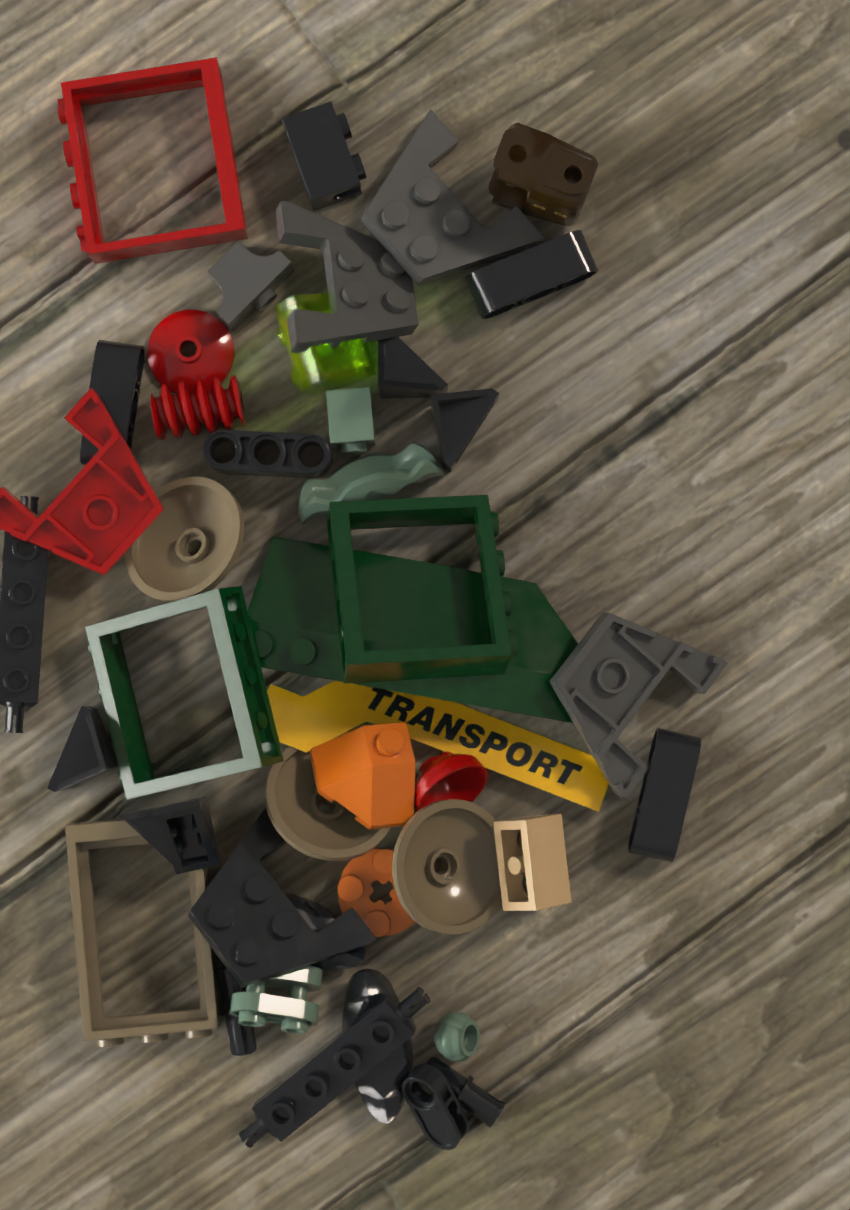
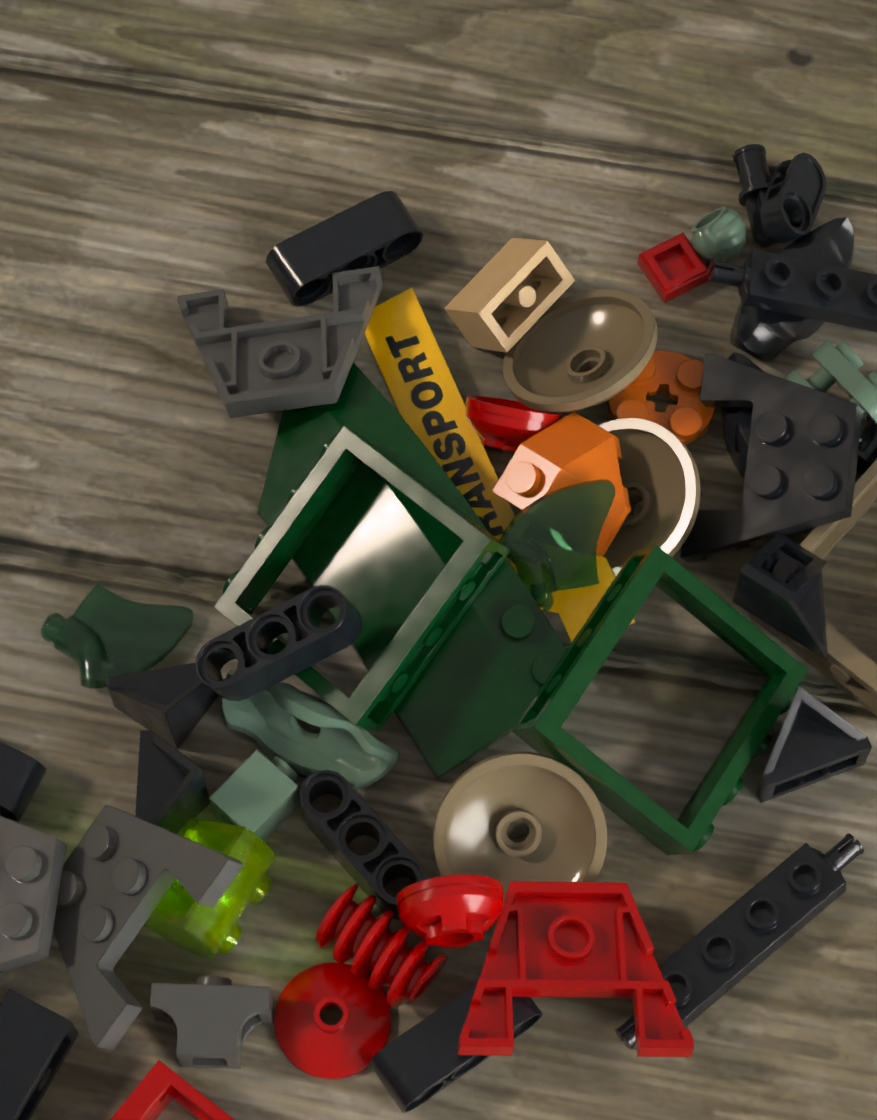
camera: 135 degrees left, 20 degrees down
(171, 455) = (451, 908): none -> red piece
(336, 727) = (558, 537): none -> clear green arm
(419, 478) = (252, 643): none -> black beam
(464, 989) = (673, 267): none -> red tile
(531, 430) = (116, 635): none -> clear green arm

